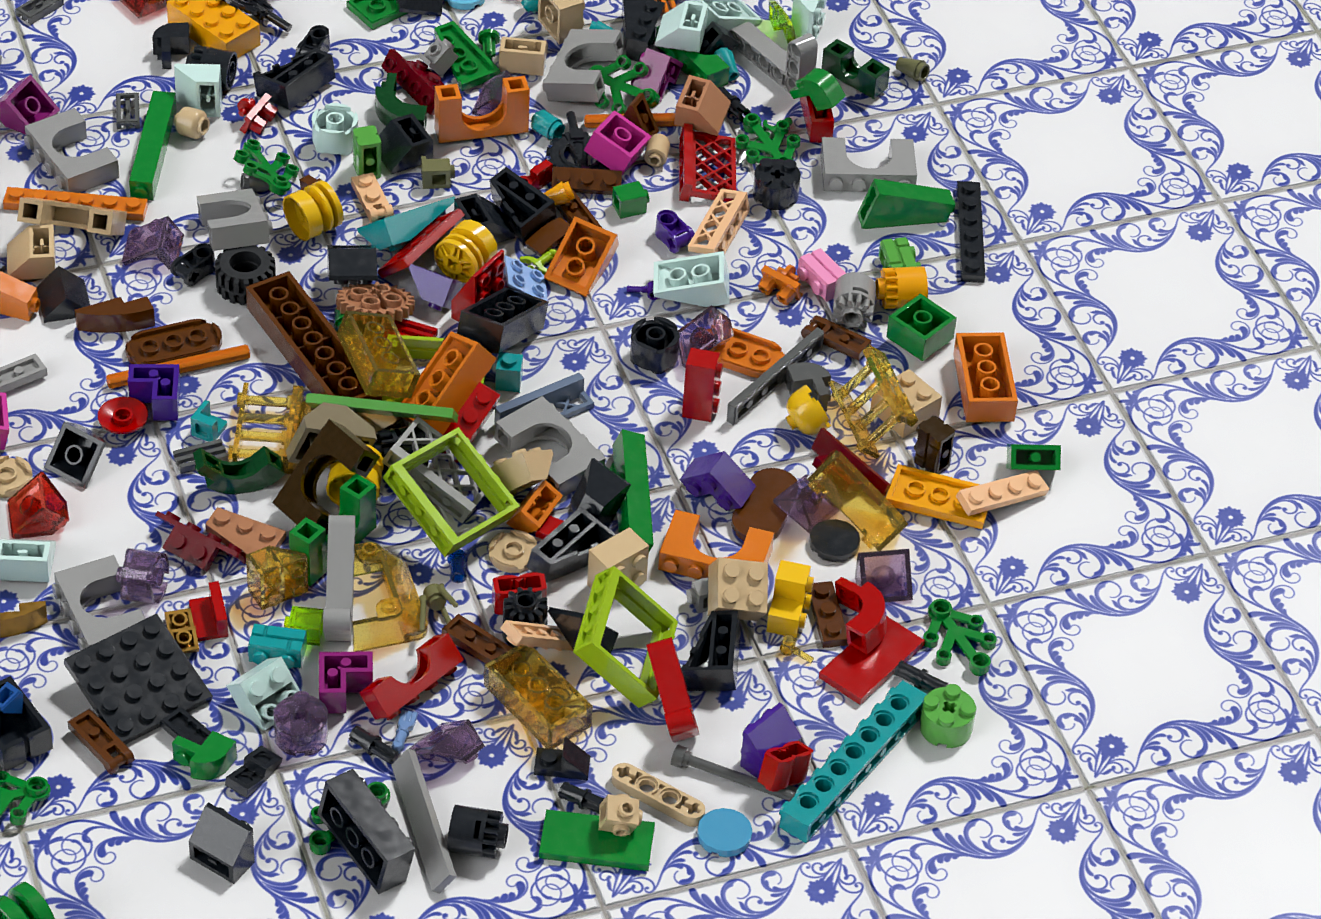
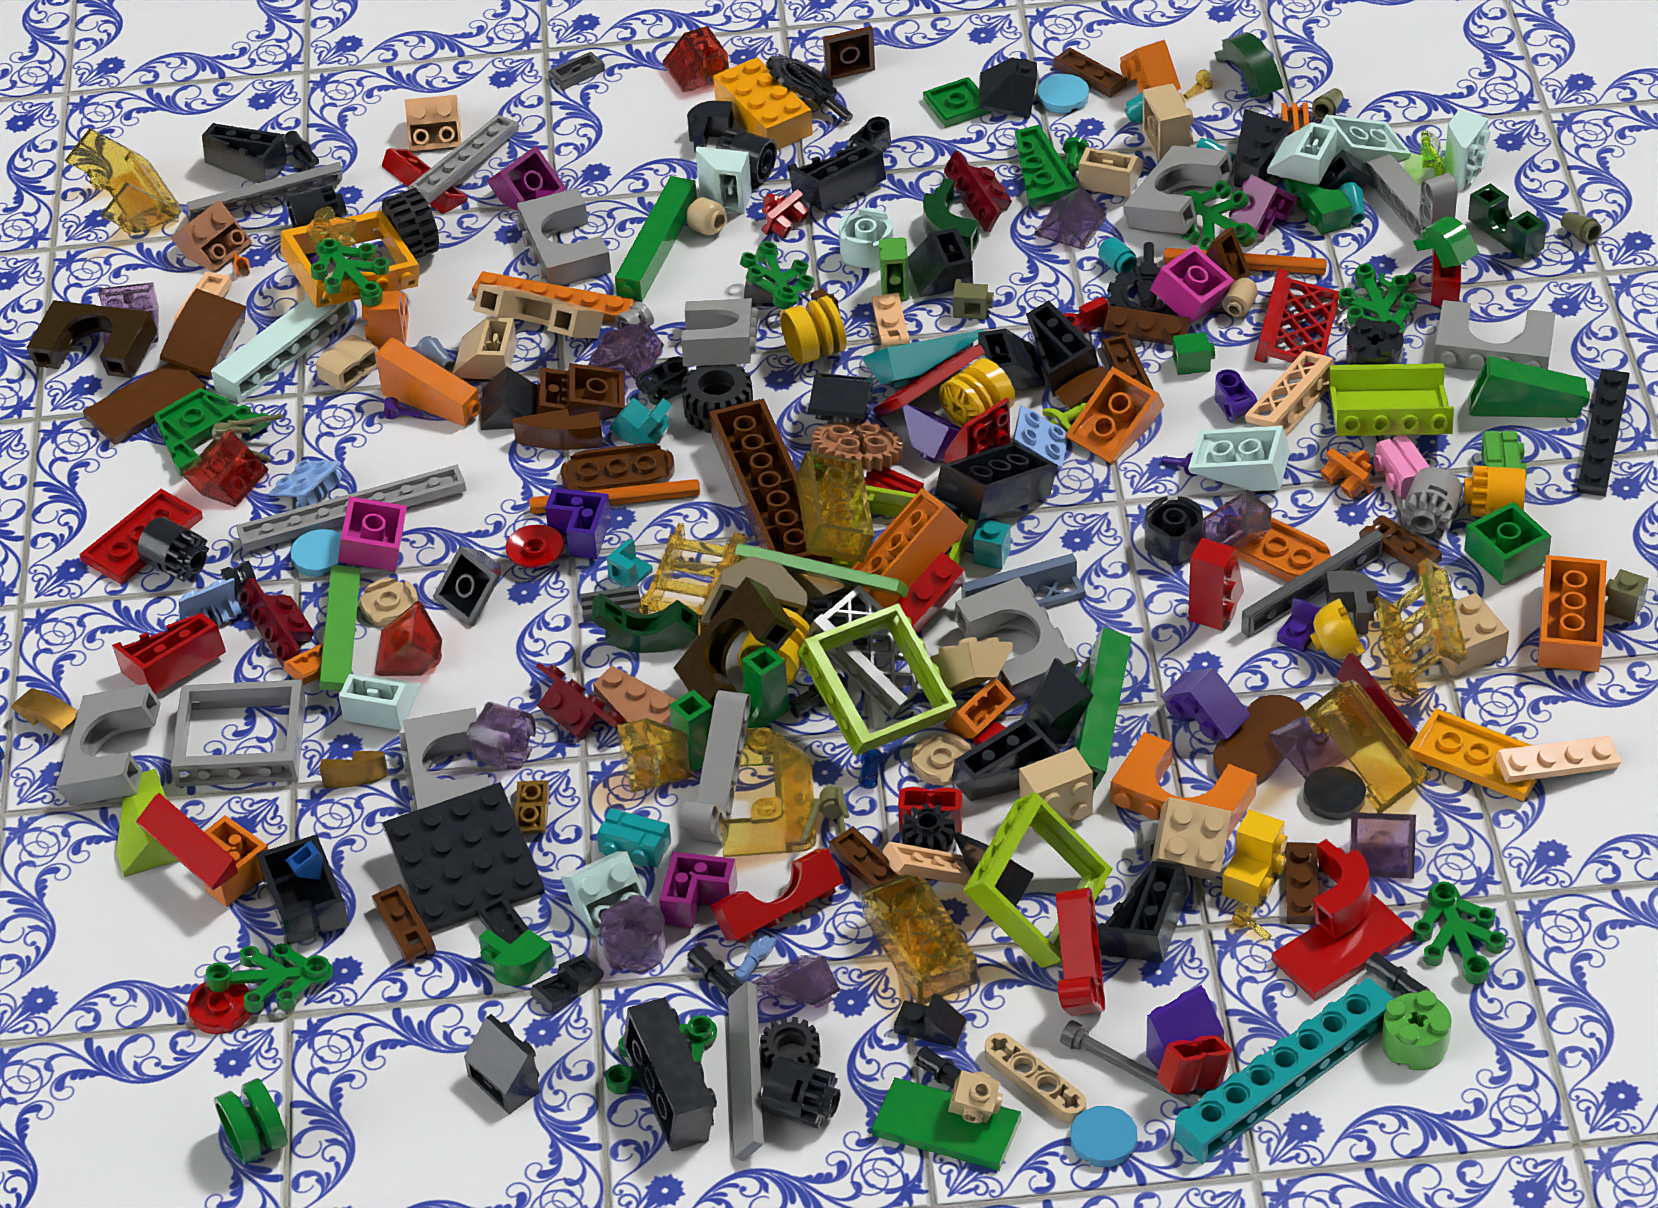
camera: 20 degrees right, 0 degrees up
(124, 279) = (581, 390): none -> reddish brown slope
(128, 121) = (639, 208): dark grey tile -> none
(155, 210) = (638, 313): none -> light grey wheel
(183, 304) = (639, 424): none -> teal brick
(210, 614) = (568, 791): red panel -> none
(307, 619) = (667, 810): clear neon green brick -> none
(386, 520) = (802, 704): none -> black pin
(439, 56) = (1010, 164): light grey brick -> none
(453, 786) = (789, 1033): none -> black tyre
(507, 119) = (1069, 245): orange arch -> none
(560, 193) = (1108, 338): light orange cone -> none
(702, 106) = (1304, 249): nougat slope -> none
(736, 106) = (1345, 249): black pin -> none
(774, 411) = (1299, 625): none -> dark purple slope
(799, 222) = (1390, 400): none -> lime panel
(934, 445) = (1484, 690): dark brown brick -> none
(1023, 358) = (1626, 595): none -> olive brick
(1033, 457) = (1608, 719): green brick -> none

